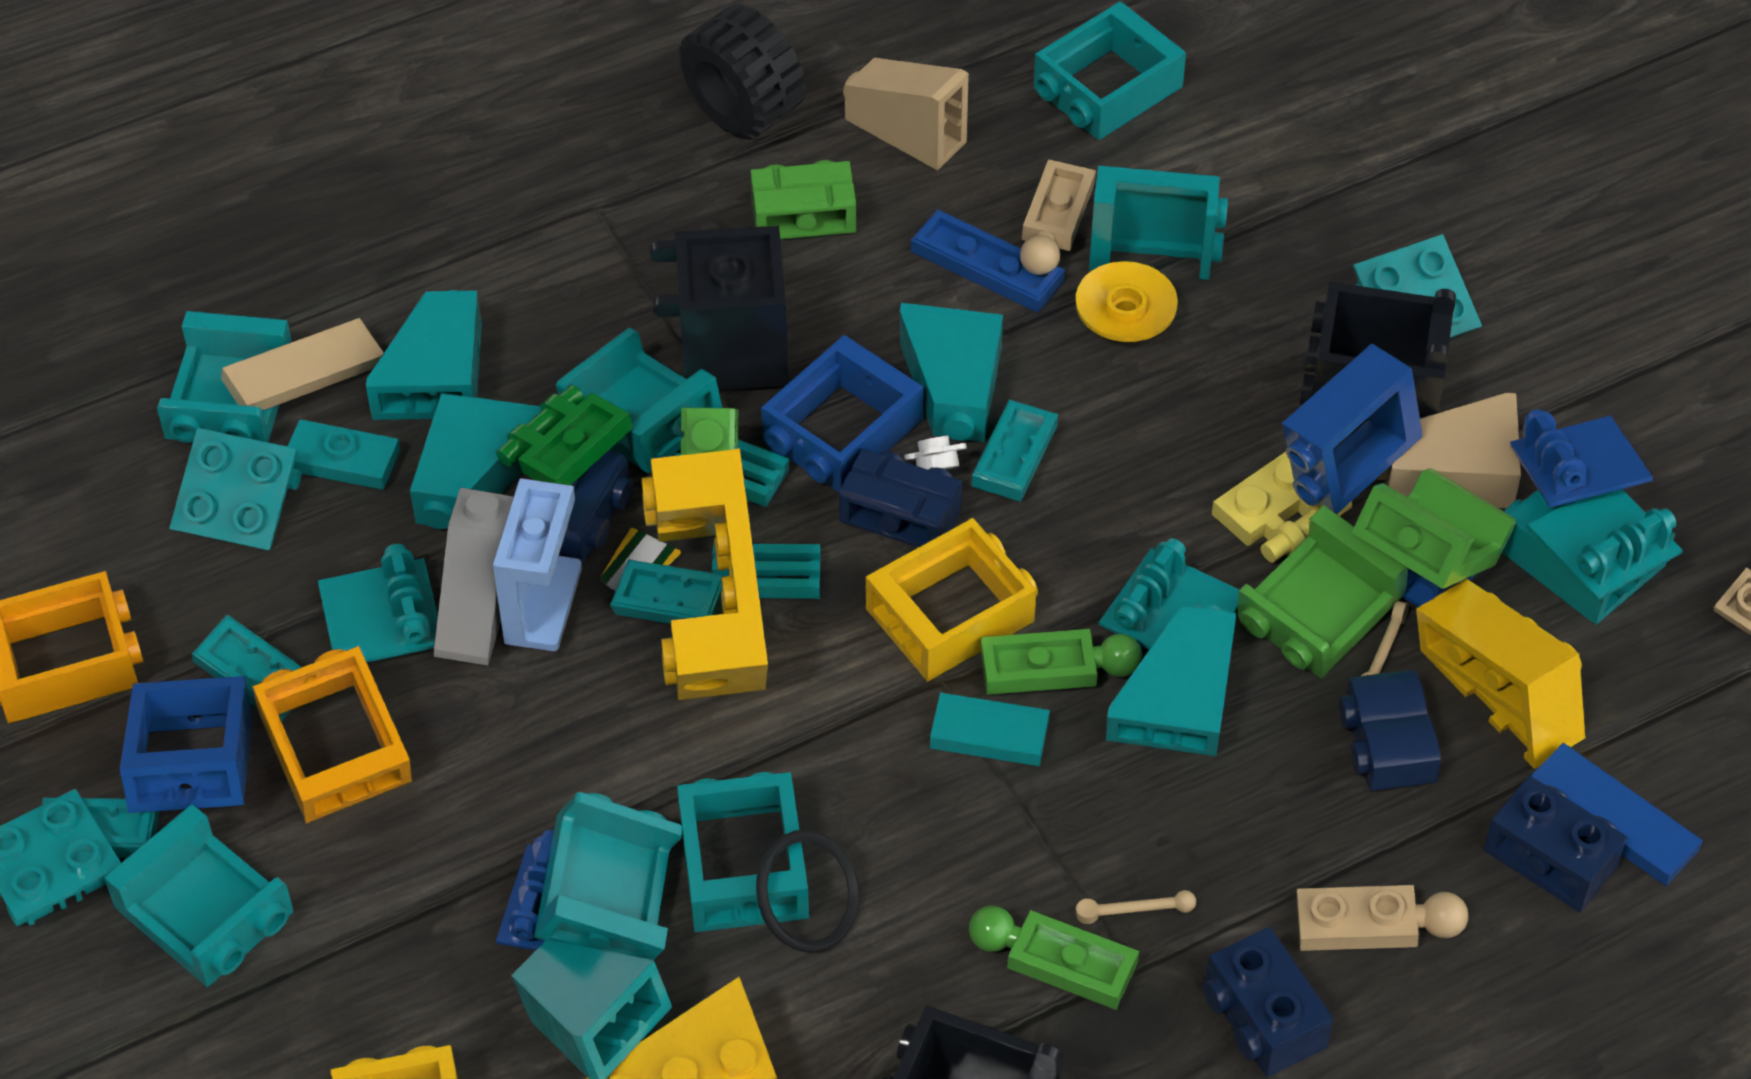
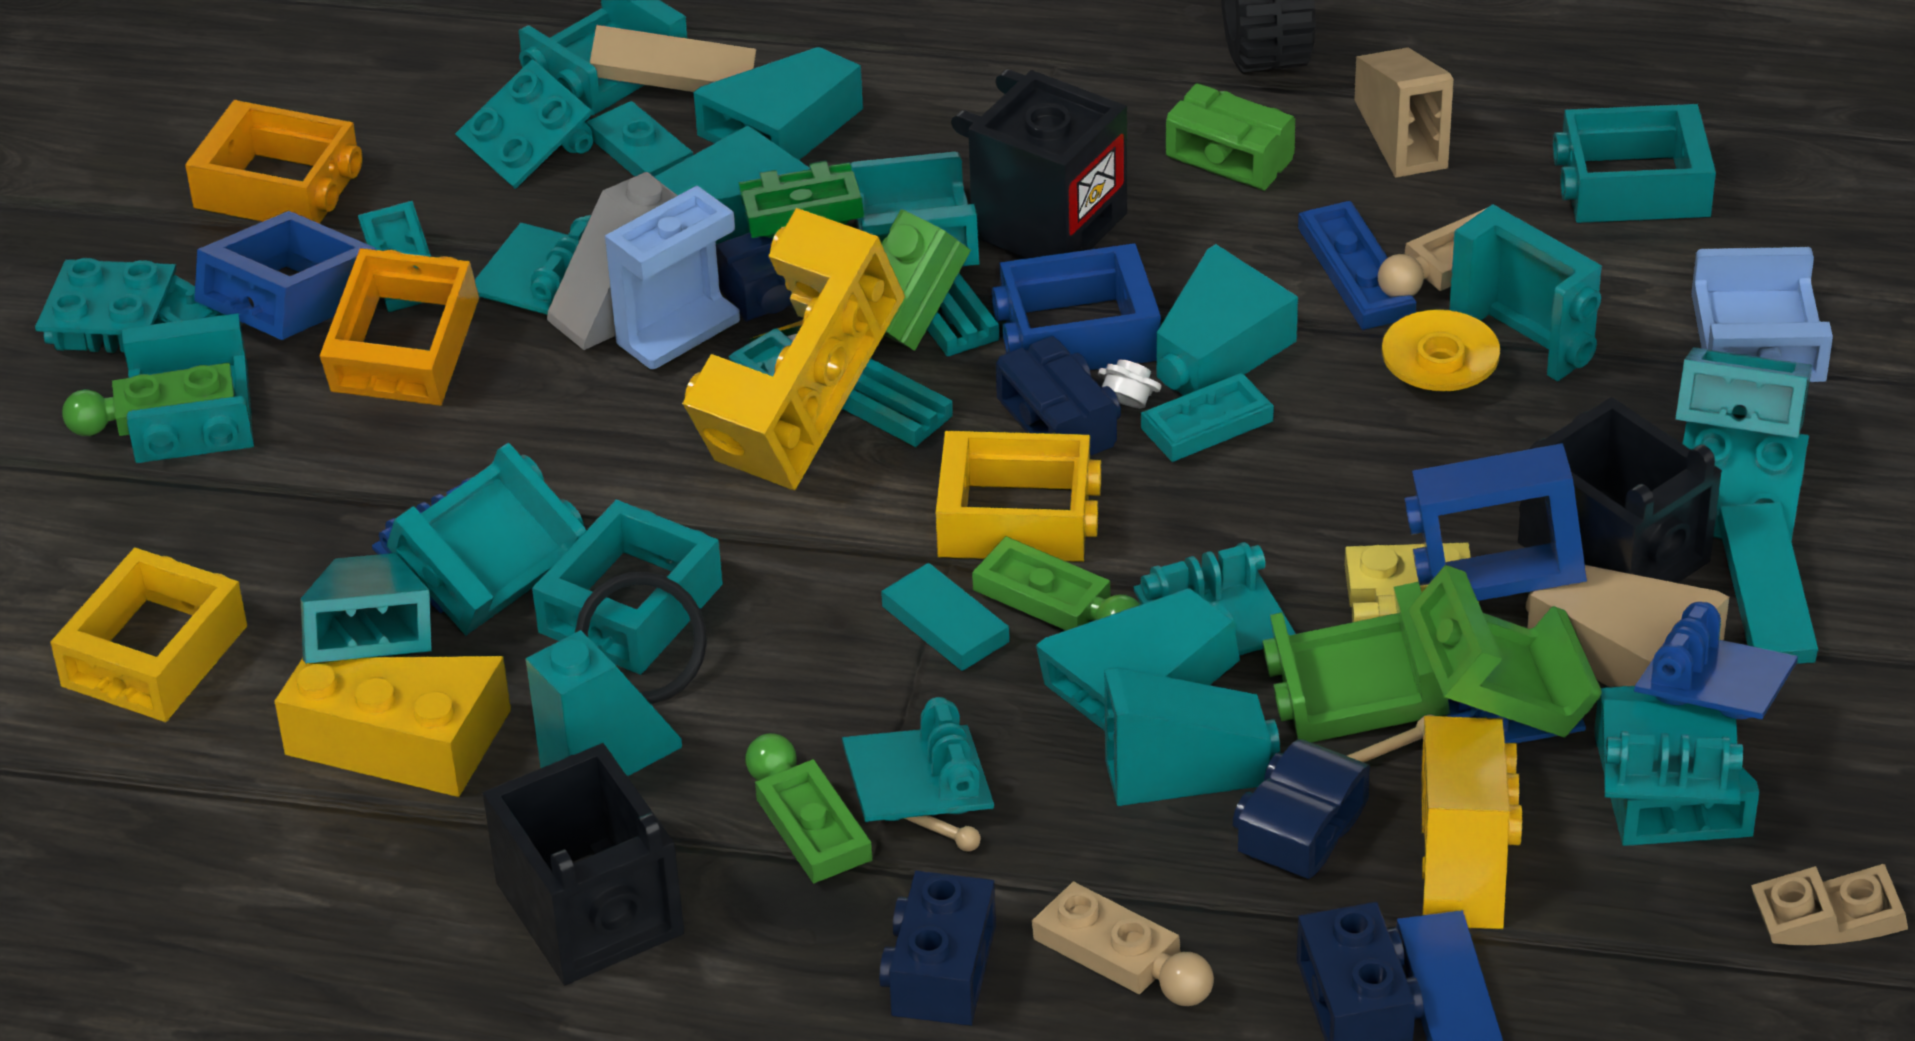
camera: 40 degrees right, 10 degrees down
(185, 923) = (89, 412): none -> bright green plate
(852, 989) = (588, 701): none -> teal slope
(1105, 869) = (919, 769): none -> teal hinge
(1269, 730) = (1182, 737): none -> teal slope
(1302, 155) = (1761, 305): none -> light blue panel
(1365, 220) = (1720, 382): none -> teal window
(1509, 364) = (1767, 579): none -> teal tile

